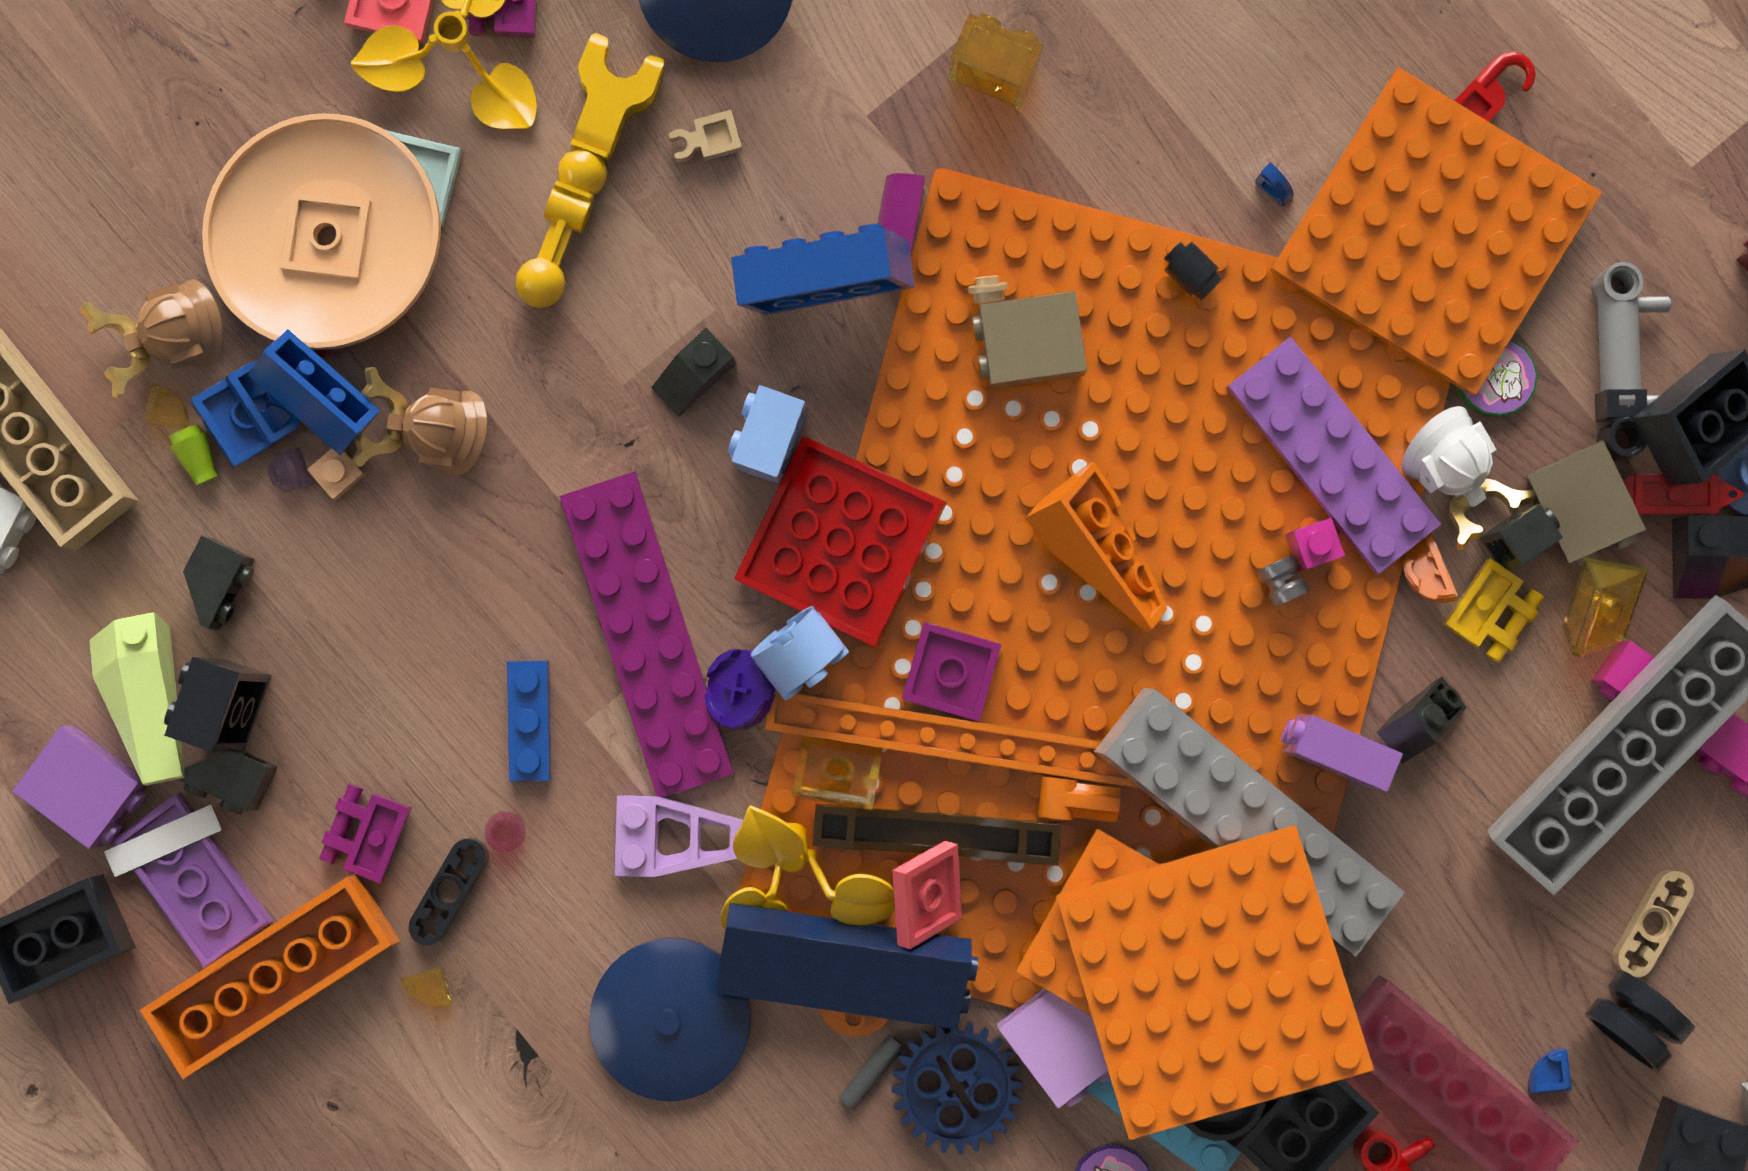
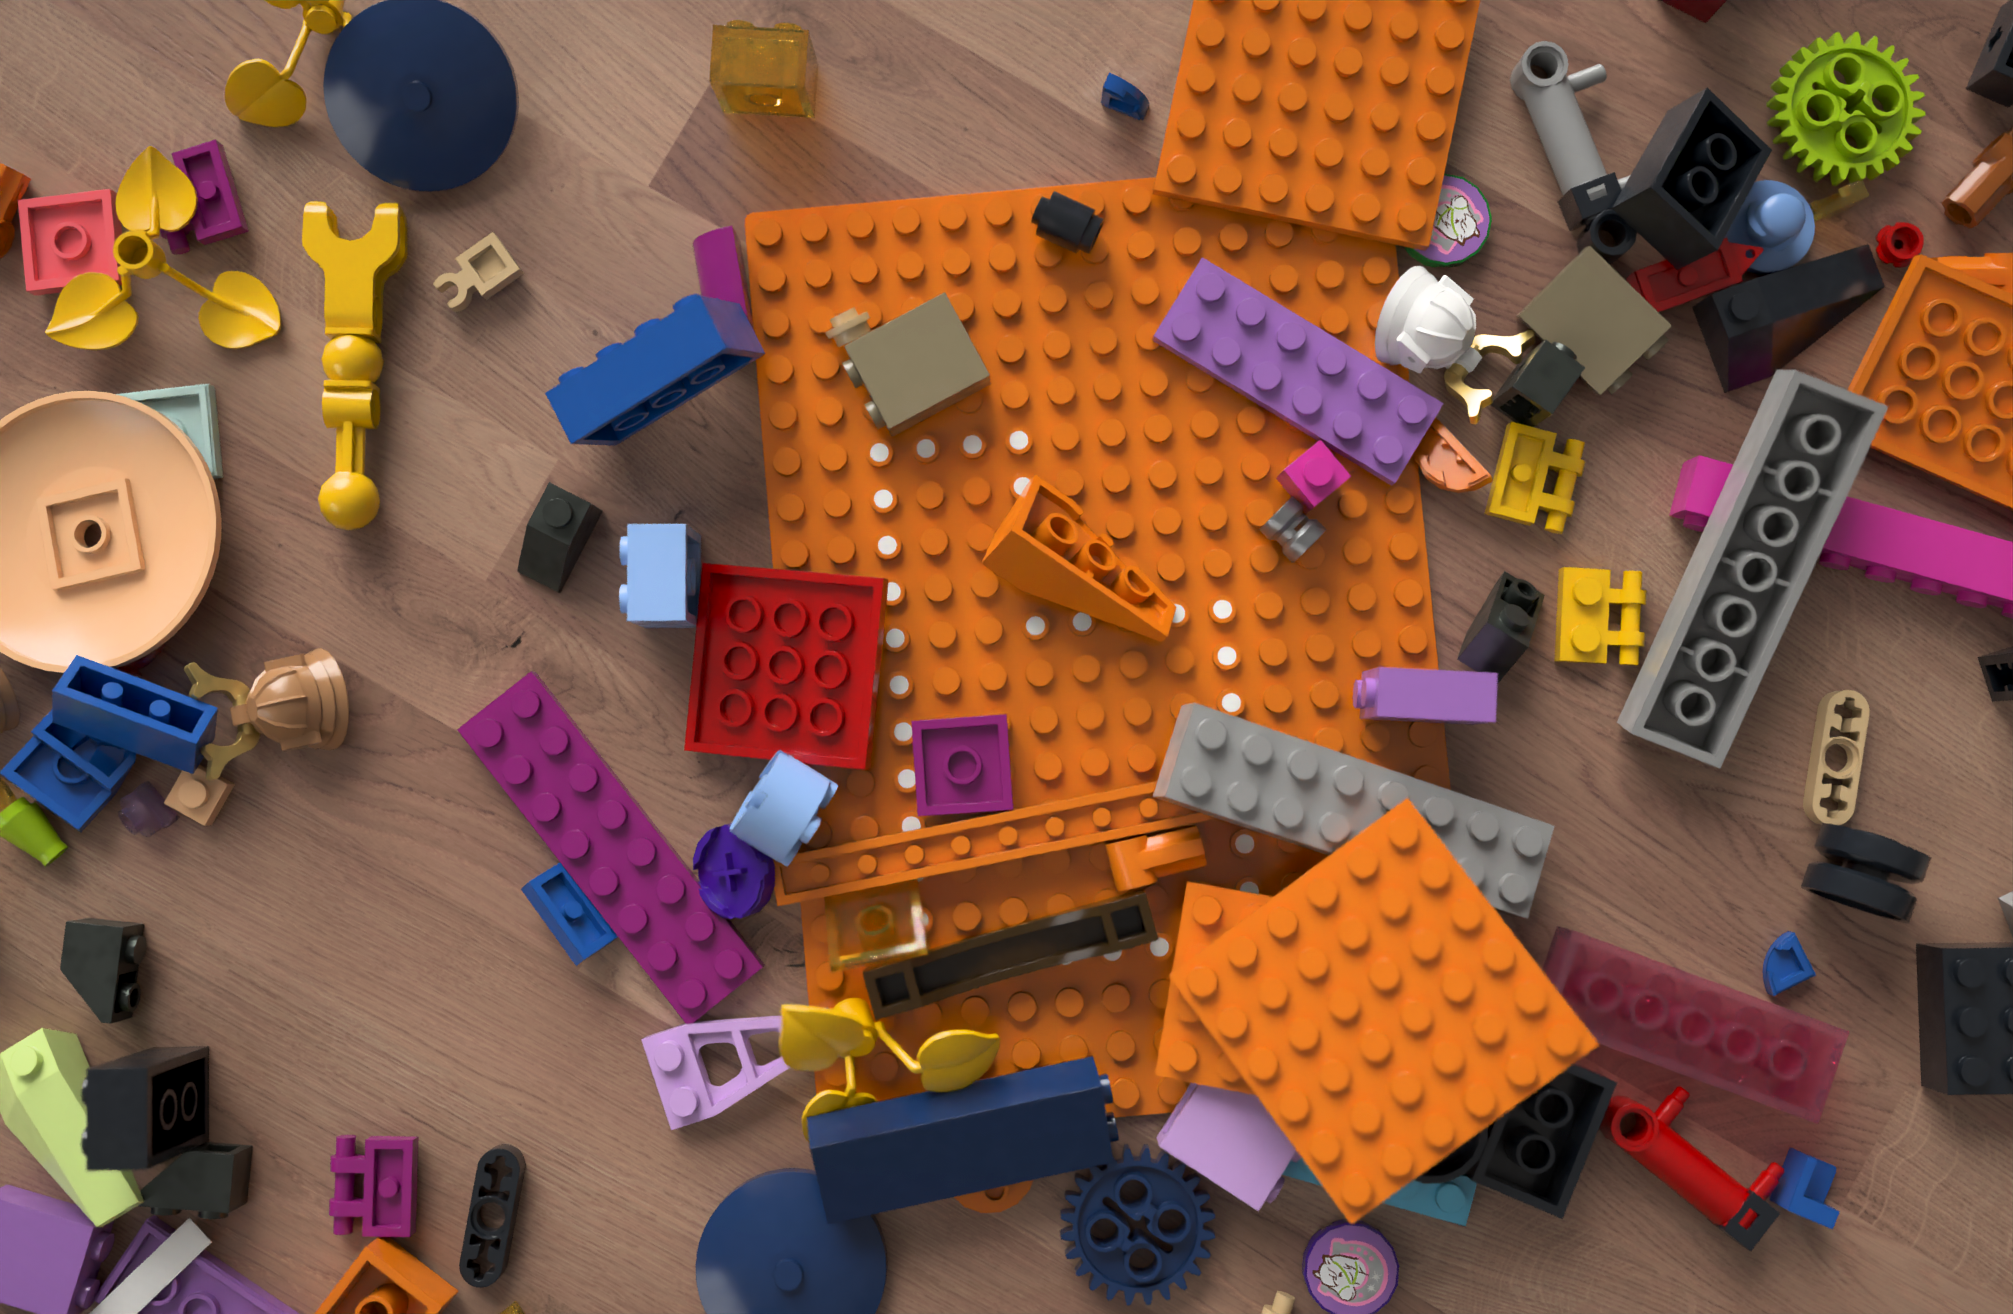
camera: 20 degrees left, 0 degrees up
(492, 831) = (521, 1135): clear pink plate -> none
(529, 720) = (514, 992): blue plate -> none
(596, 675) = (569, 913): none -> blue plate
(871, 1071) = (1036, 1242): dark grey piece -> none
(927, 894) = (1024, 1026): coral plate -> none
(1492, 735) = (1584, 616): none -> yellow plate
(1602, 605) = (1652, 428): clear yellow slope -> none

